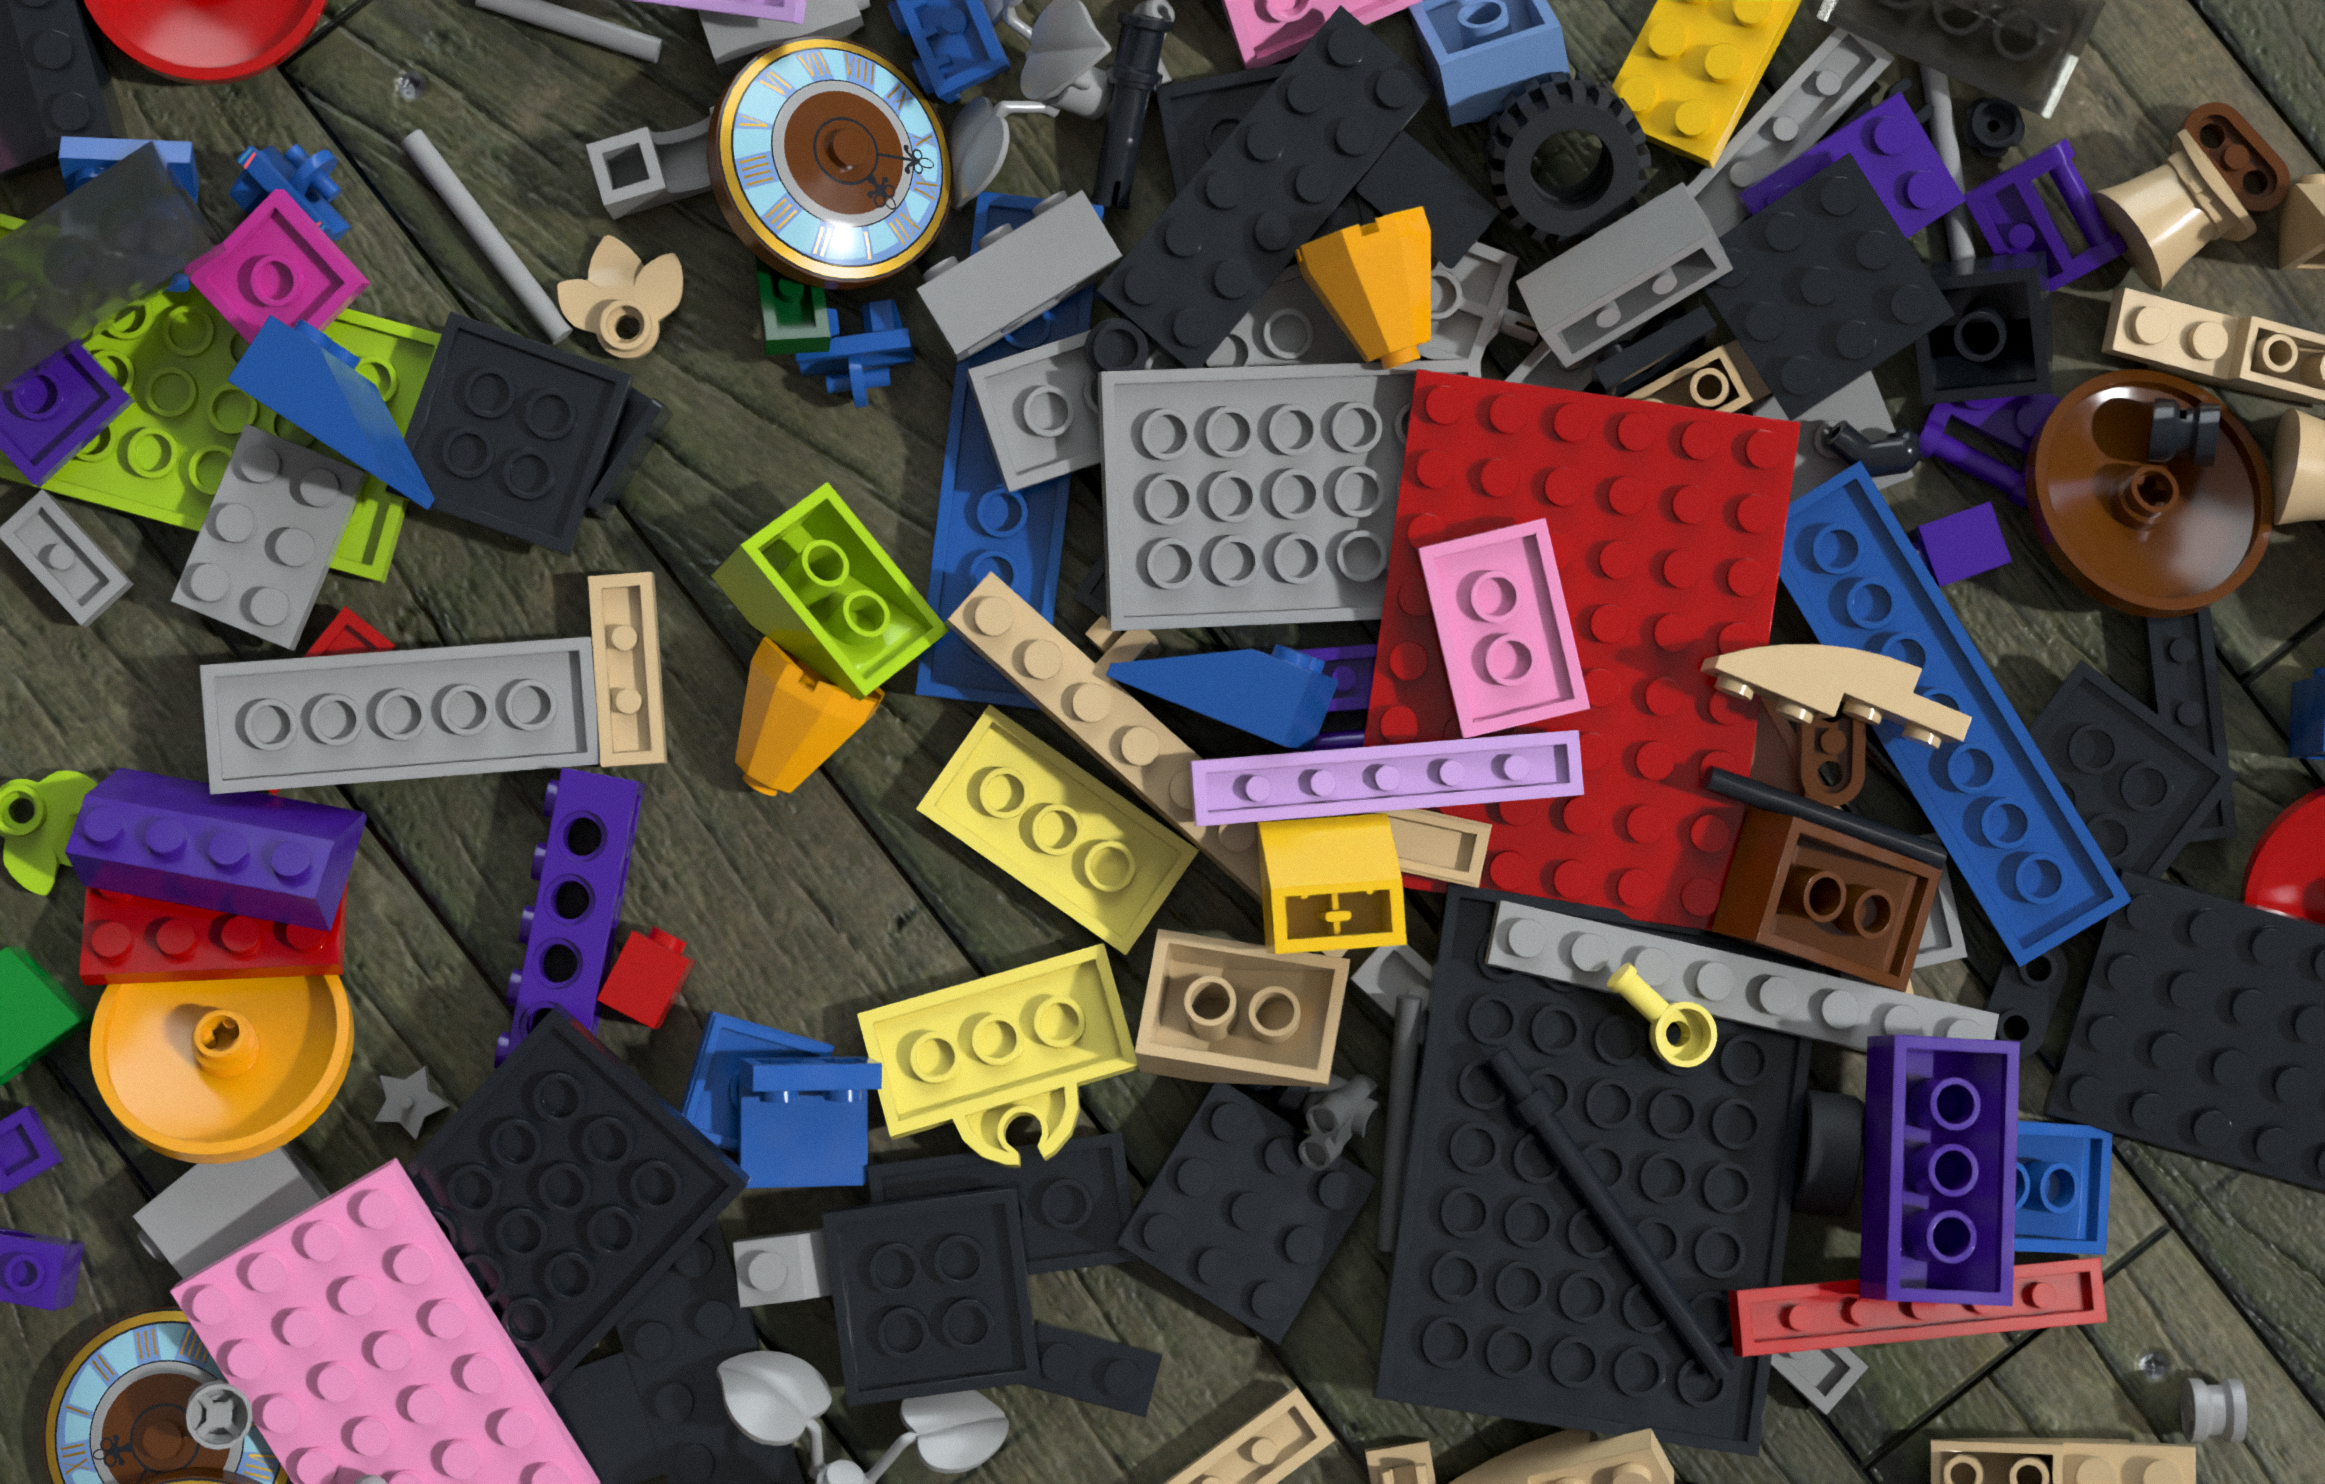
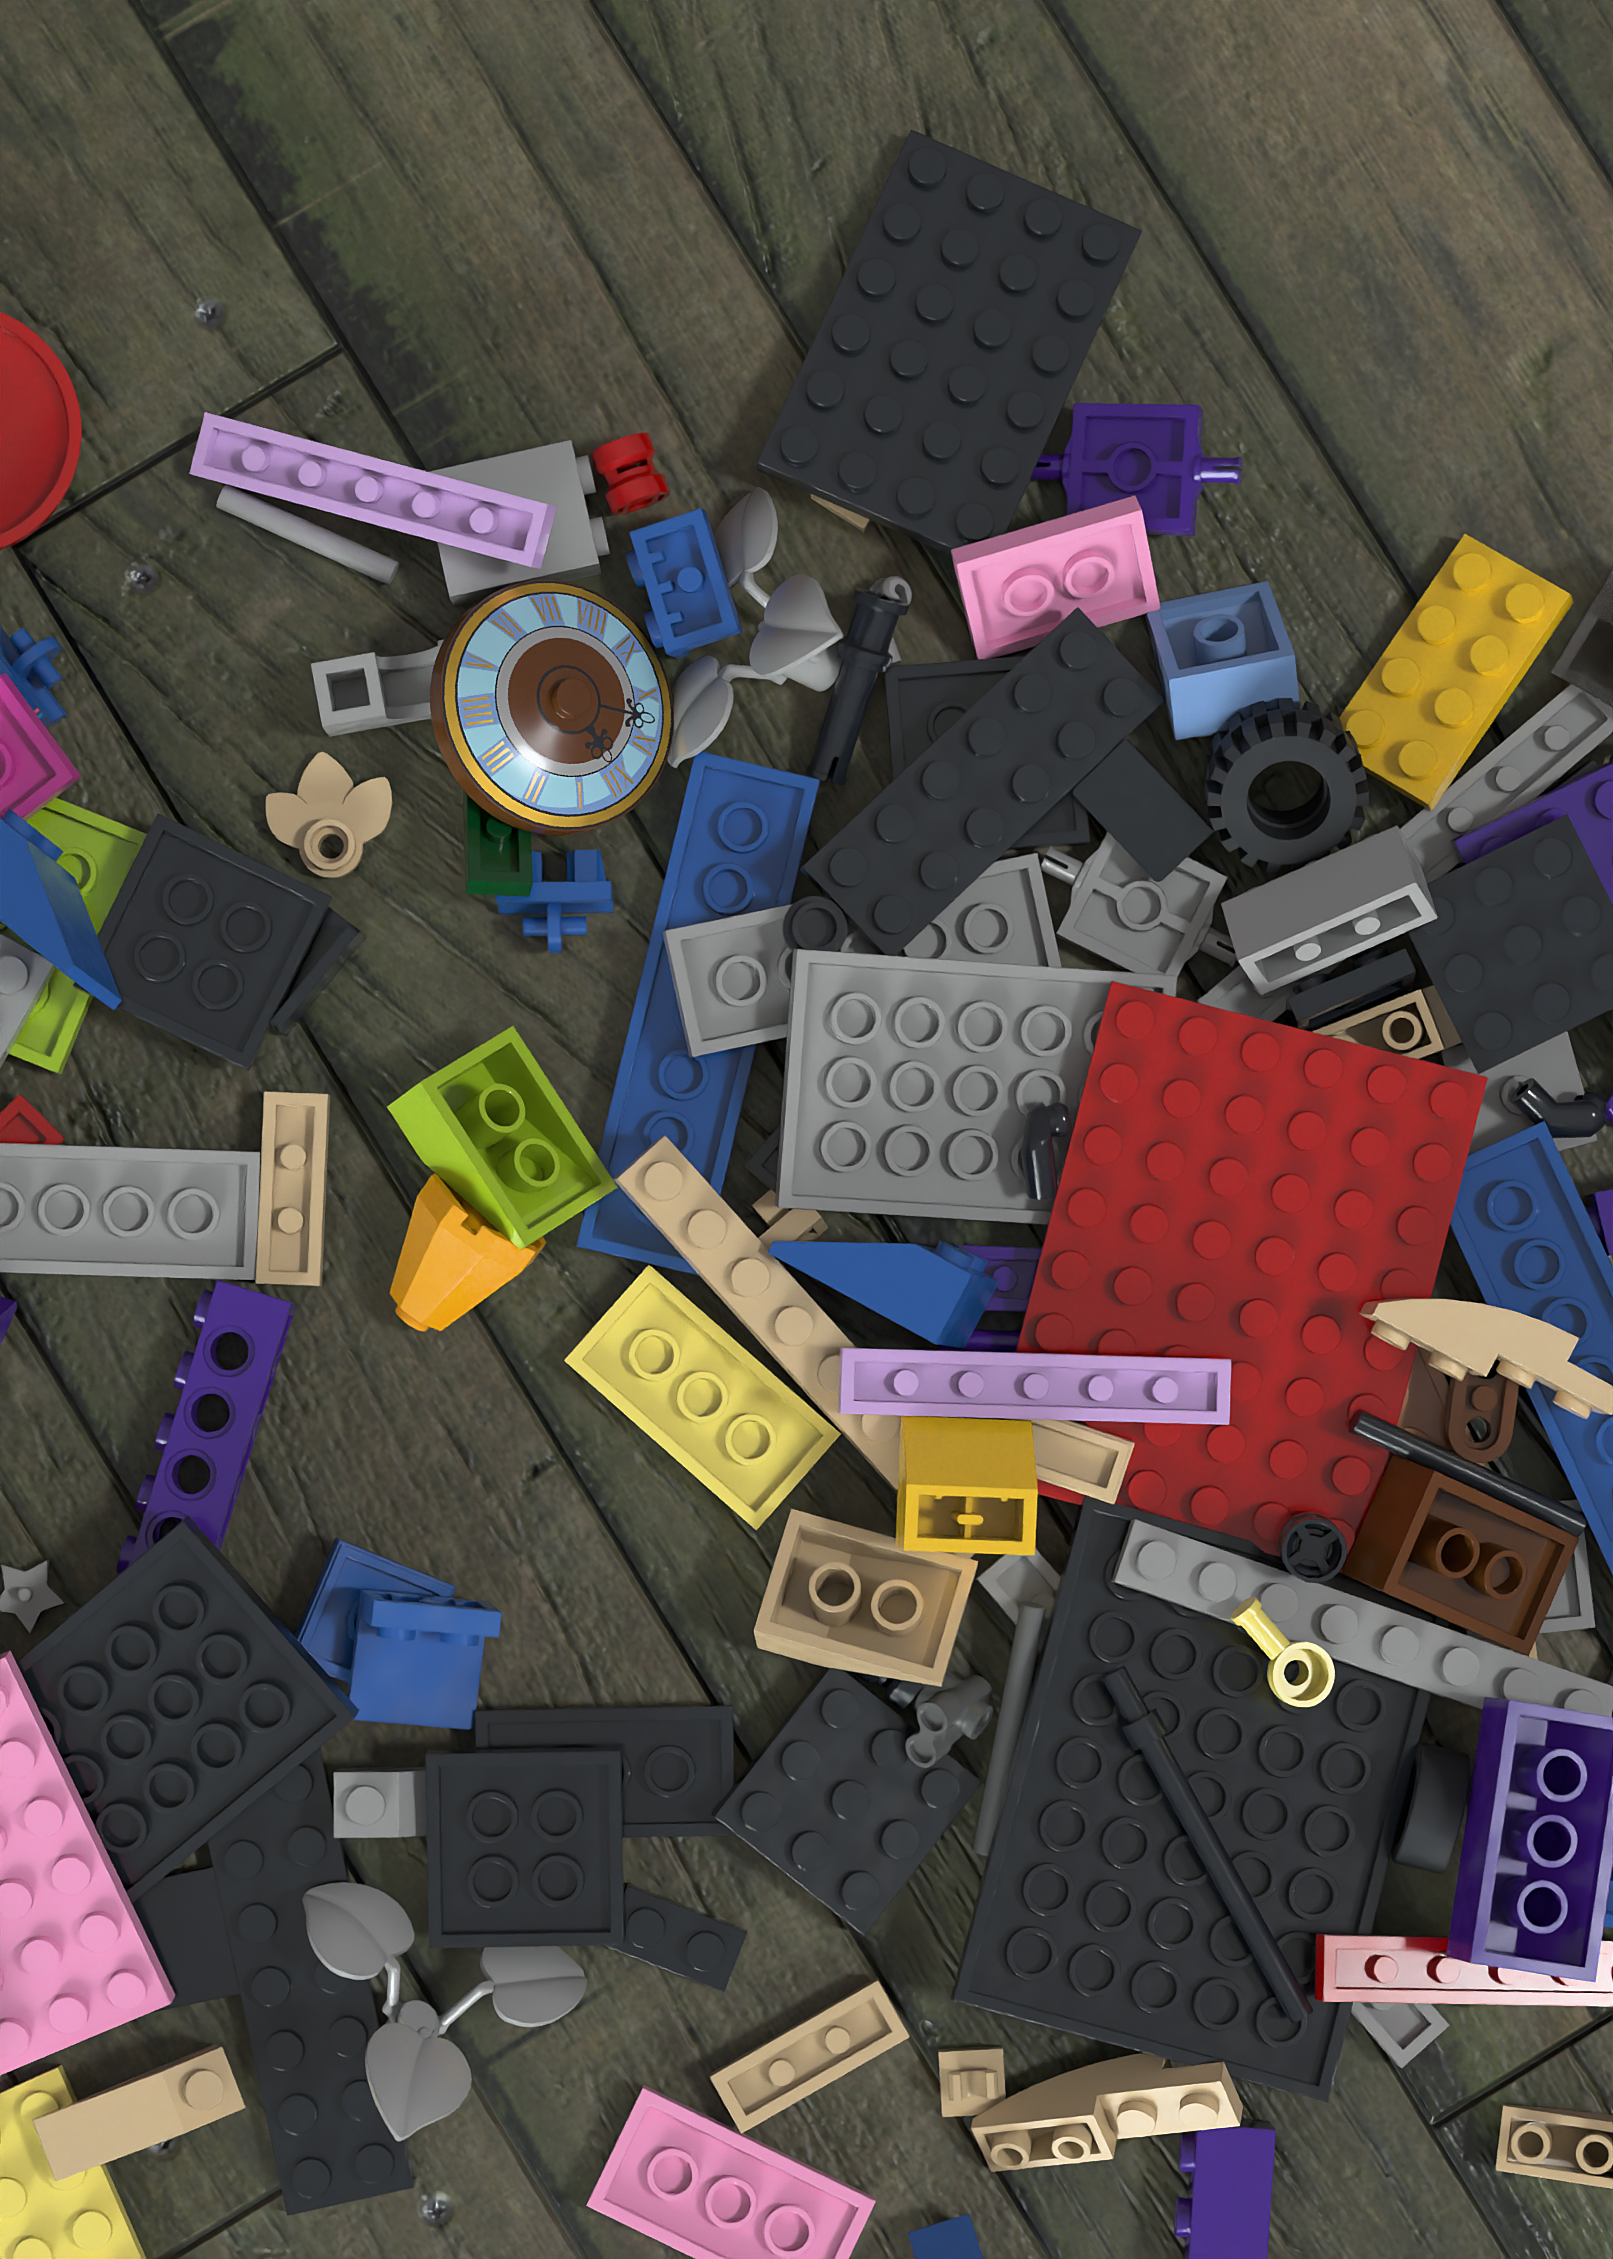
camera: 10 degrees right, 0 degrees up
(487, 236) = (201, 739): light grey bar -> none
(647, 977) = (278, 1497): red brick -> none
(1001, 1052) = (622, 1612): light yellow plate -> none
(1018, 274) = (726, 839): light grey brick -> none
(1362, 543) = (1037, 1148): none -> black arm
(1376, 284) = (1081, 892): light orange cone -> none
(1503, 628) = (1168, 1250): bright pink plate -> none
(1687, 915) = (1319, 1556): none -> black wheel

